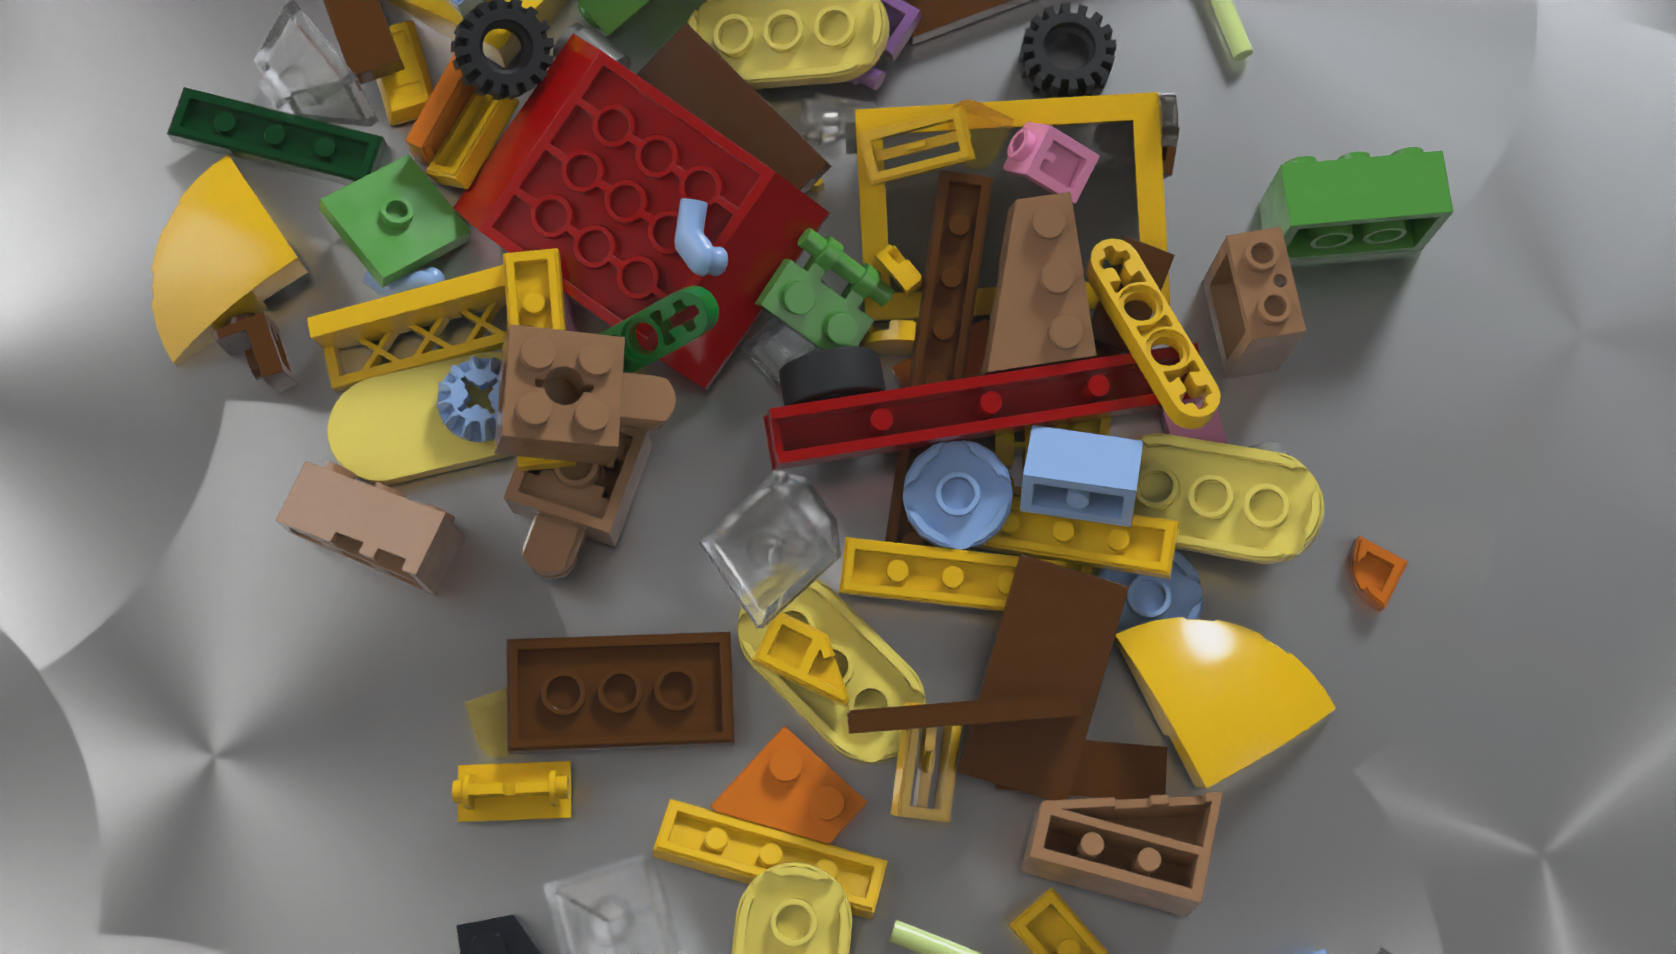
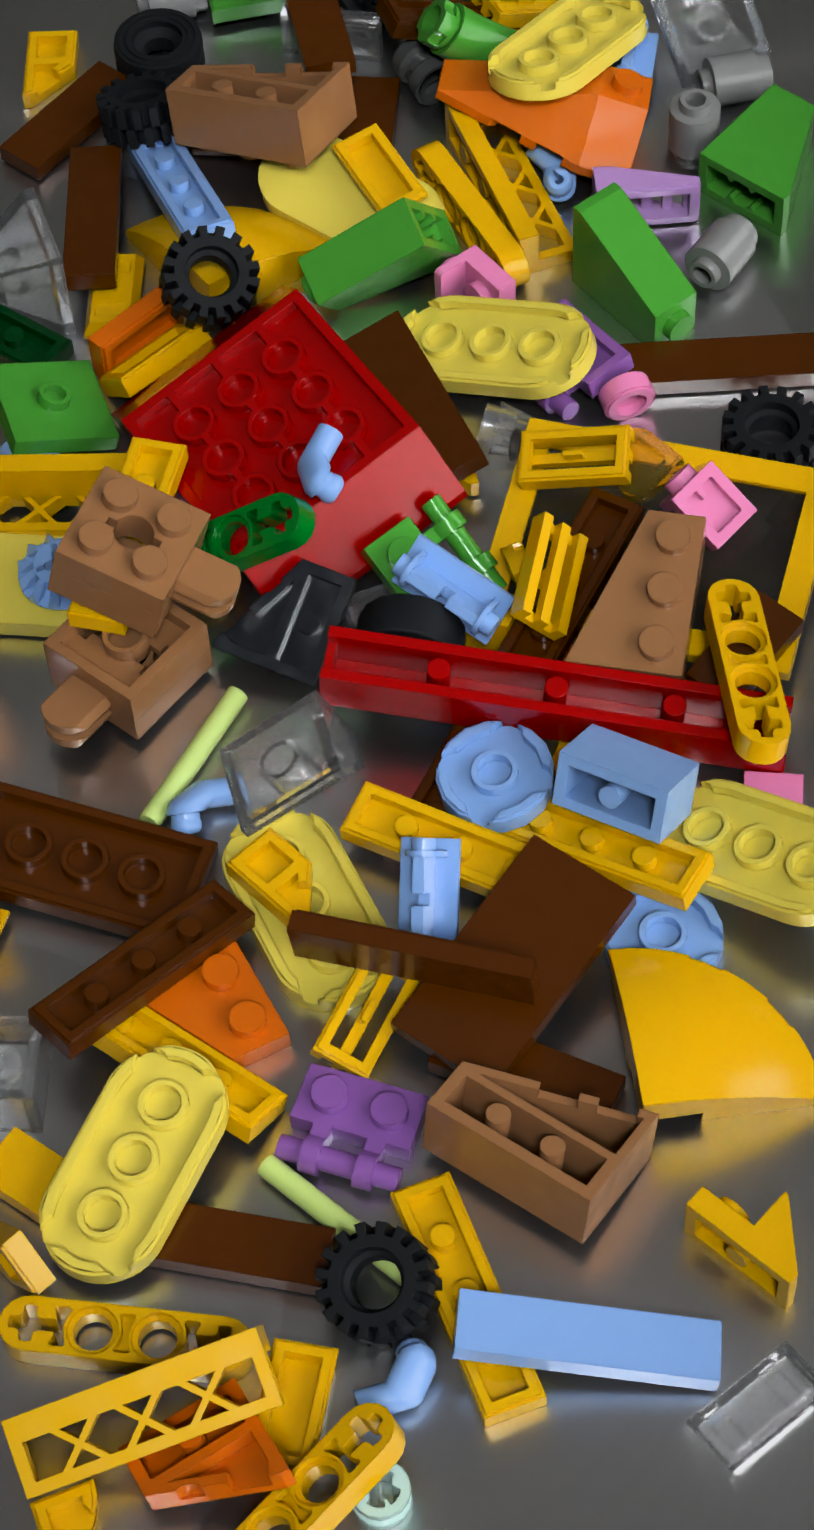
camera: 25 degrees right, 20 degrees down
(672, 549) = (195, 755): none -> yellowish green bar
(693, 598) = (195, 798): none -> light blue arm
(718, 390) = (292, 623): none -> black wing
(719, 792) = (141, 969): none -> reddish brown tile
(859, 323) = (445, 578): none -> light blue hinge
(924, 49) = (626, 396): none -> bright pink tile
(940, 283) = (556, 582): none -> yellow tile
(943, 637) = (430, 886): none -> light blue hinge
(954, 854) = (358, 1113): none -> medium lavender plate
(1340, 874) = (757, 1252): none -> yellow slope

